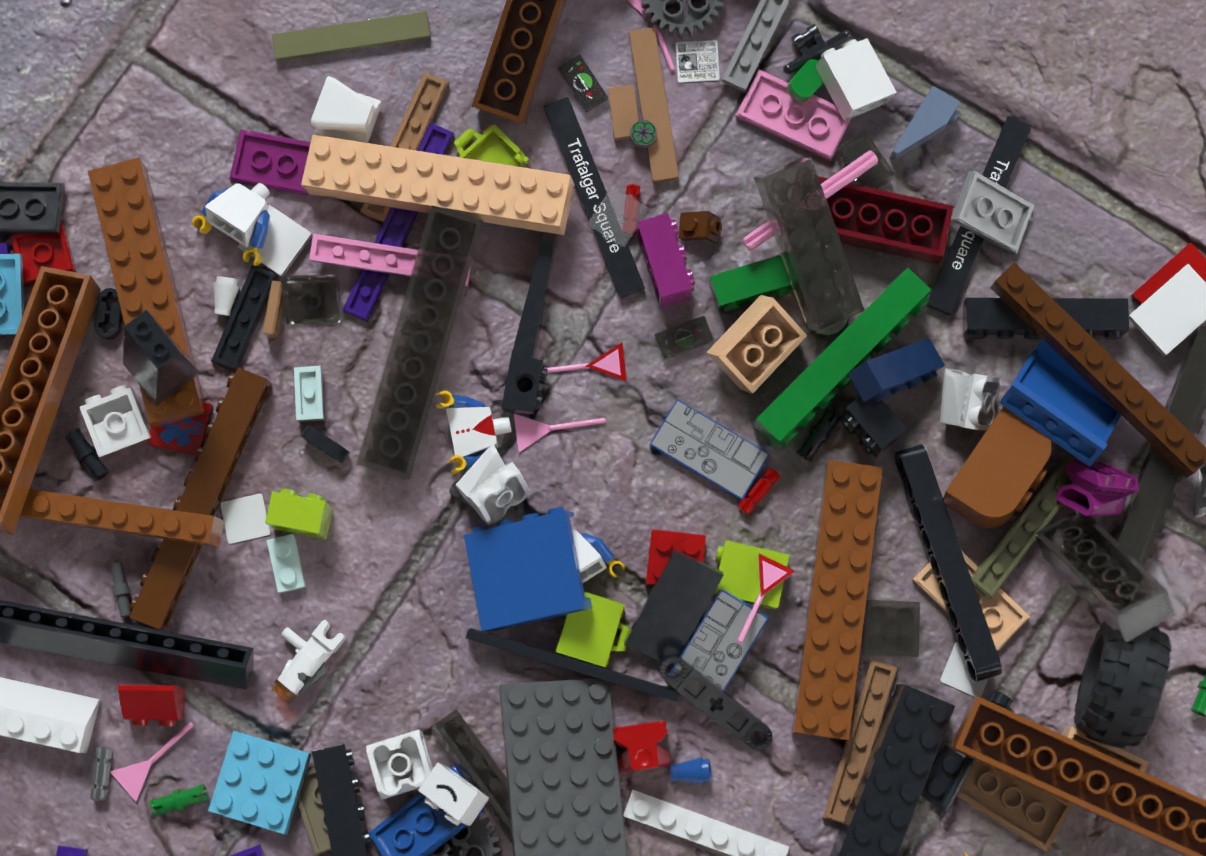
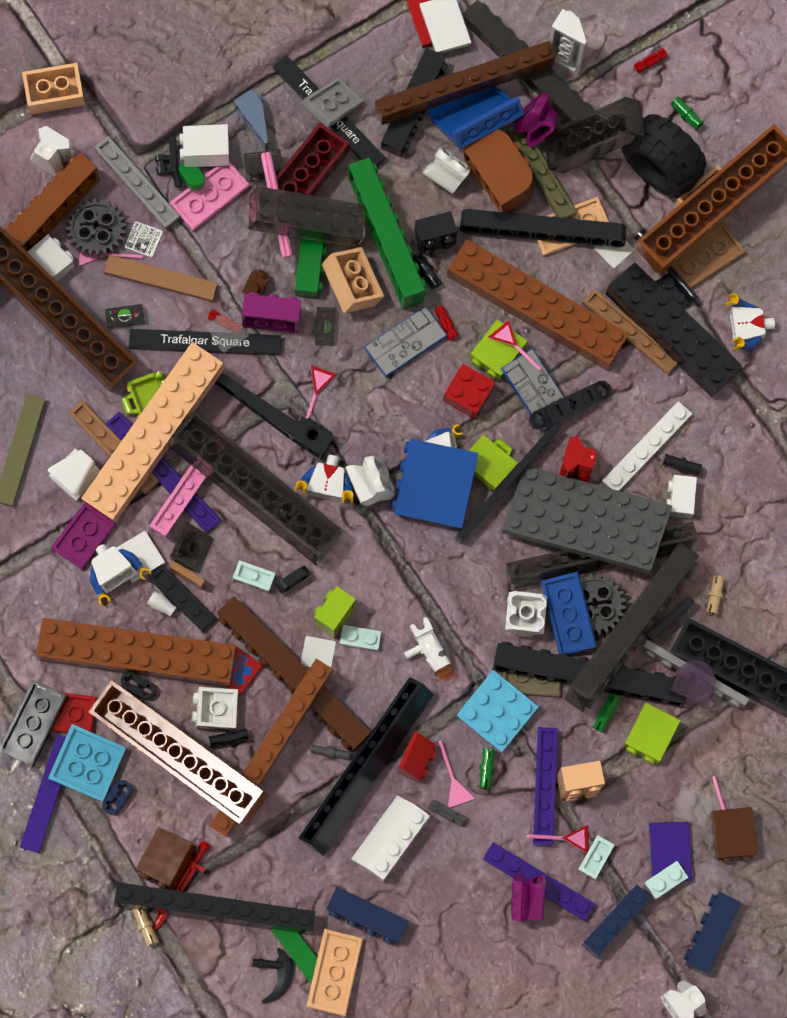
camera: 75 degrees left, 5 degrees down
(155, 358) = (195, 650): black slope -> none
(453, 794) = (560, 584): white brick -> none
(530, 431) = (342, 446): bright pink piece -> none
(623, 110) = (157, 298): medium nougat tile -> none
(643, 134) = (179, 291): tile -> none
(673, 607) = (499, 403): black tile -> none
(692, 771) = (606, 438): blue cone -> none
(891, 628) = (570, 279): clear smoke plate -> none
(897, 371) = (411, 201): dark blue brick -> none

